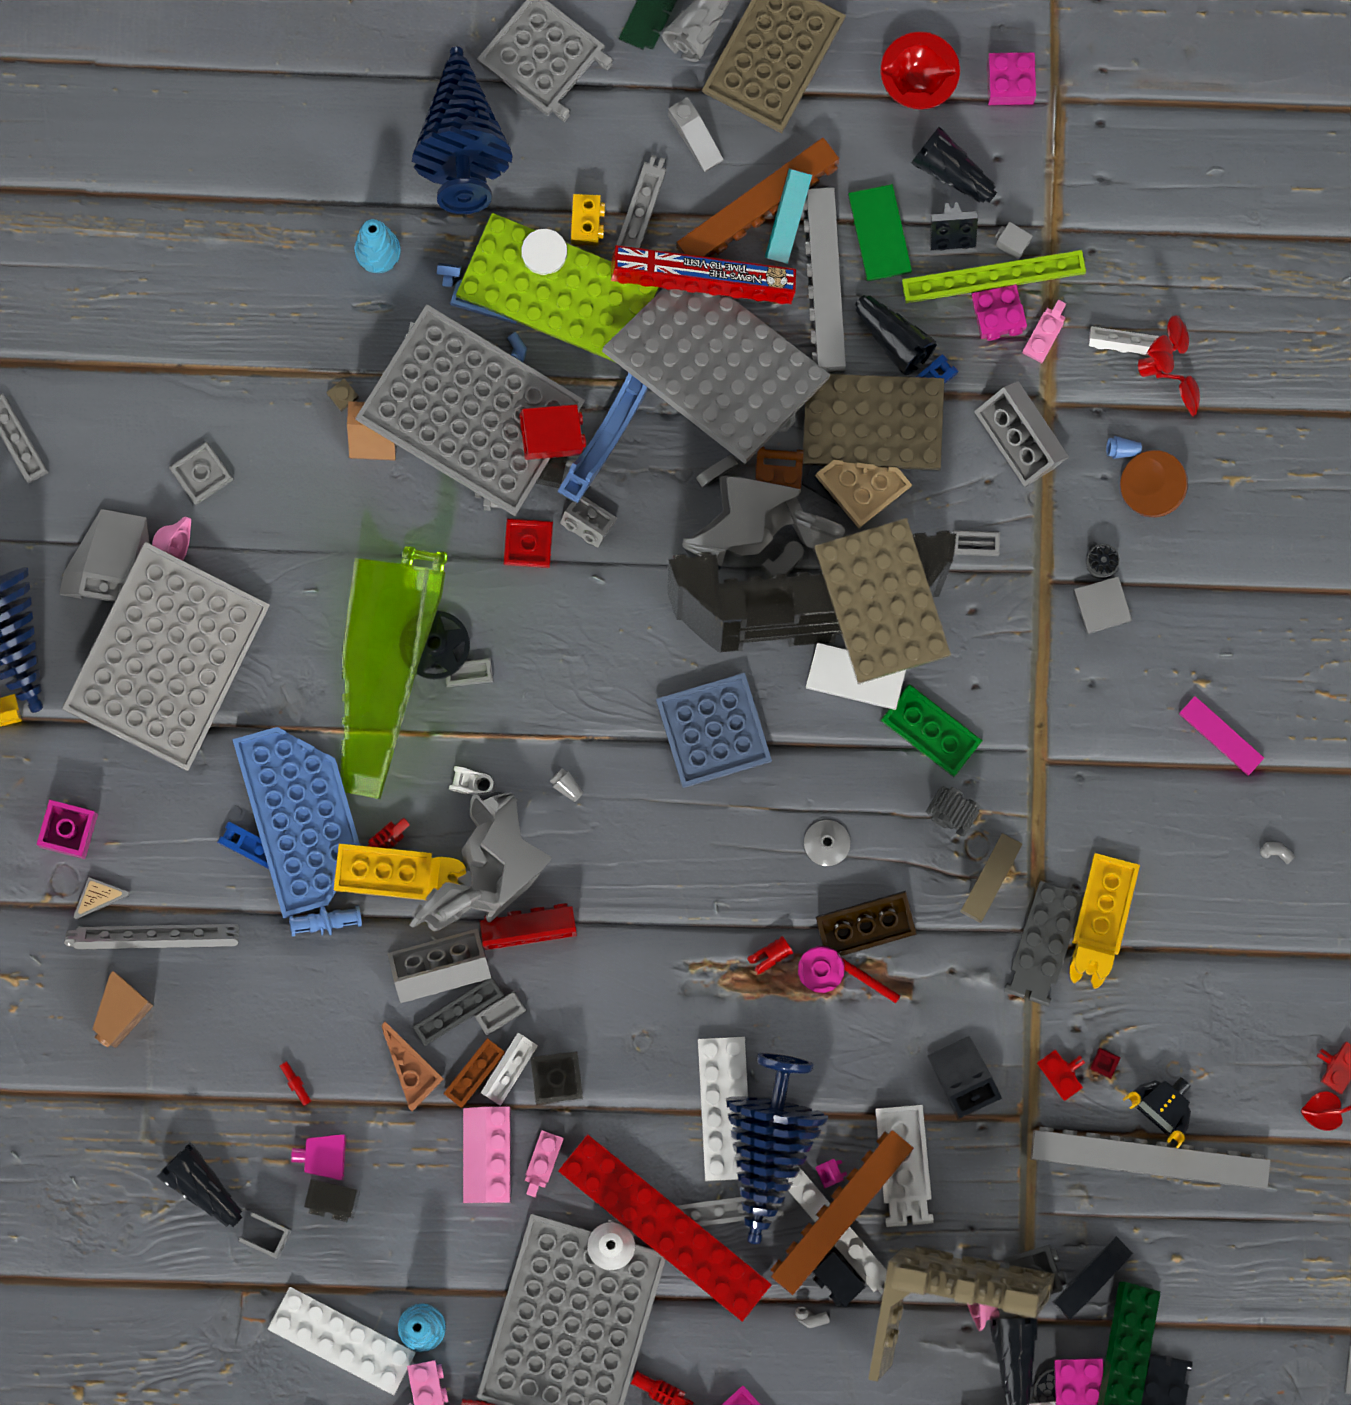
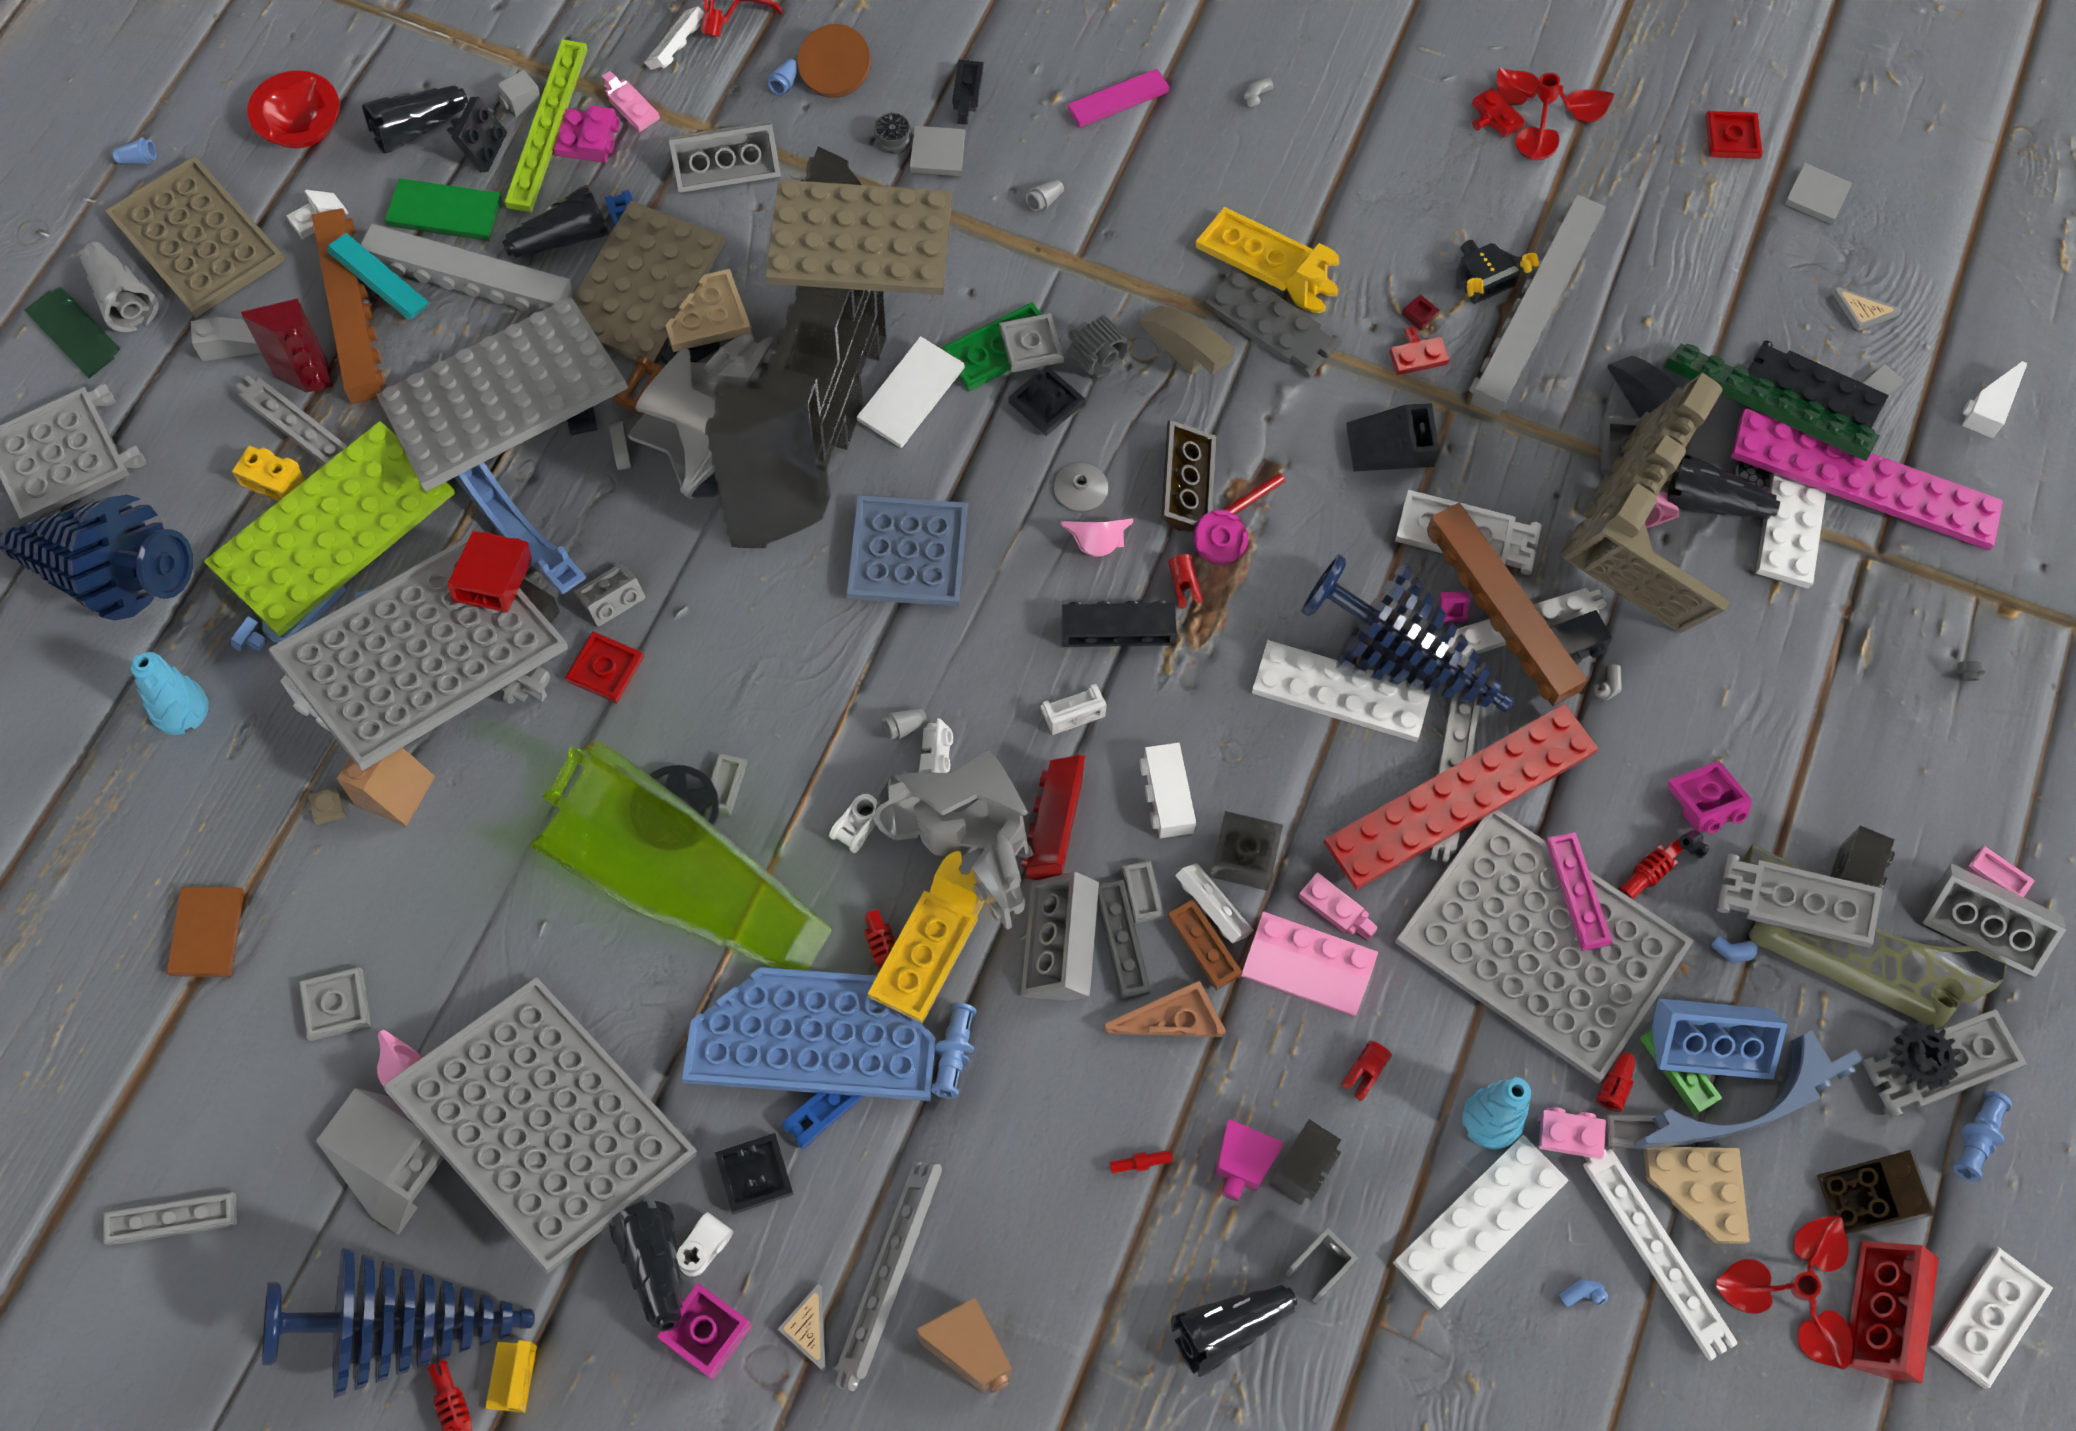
camera: 70 degrees left, 15 degrees down
(104, 769) = (649, 1250): none -> black cone
(129, 803) = (706, 1241): none -> white piece
(187, 817) = (754, 1173): none -> black plate
(218, 358) = (205, 932): none -> dark orange tile
(427, 1223) = (1369, 1066): none -> red hinge
(543, 822) = (937, 739): none -> white hinge
(544, 251) = (279, 518): white tile -> none
(586, 1003) = (1168, 790): none -> white brick
(614, 1258) = (1467, 858): white cone -> none
(619, 1339) = (1578, 891): none -> dark pink tile
(627, 907) = (1074, 710): none -> white hinge
(689, 191) = (289, 345): none -> dark red slope
(703, 275) = (393, 375): brick -> none
(711, 916) = (1118, 624): none -> black brick
(782, 872) = (1097, 538): none -> bright pink hat
(839, 136) = (318, 202): none -> white slope
(892, 786) = (1046, 400): none -> black plate
(940, 754) = (1031, 342): none -> light grey tile
(1011, 78) = (350, 37): dark pink brick -> none
(1092, 711) = (1044, 195): none -> light grey cone
(1175, 605) = (967, 88): none -> black hinge

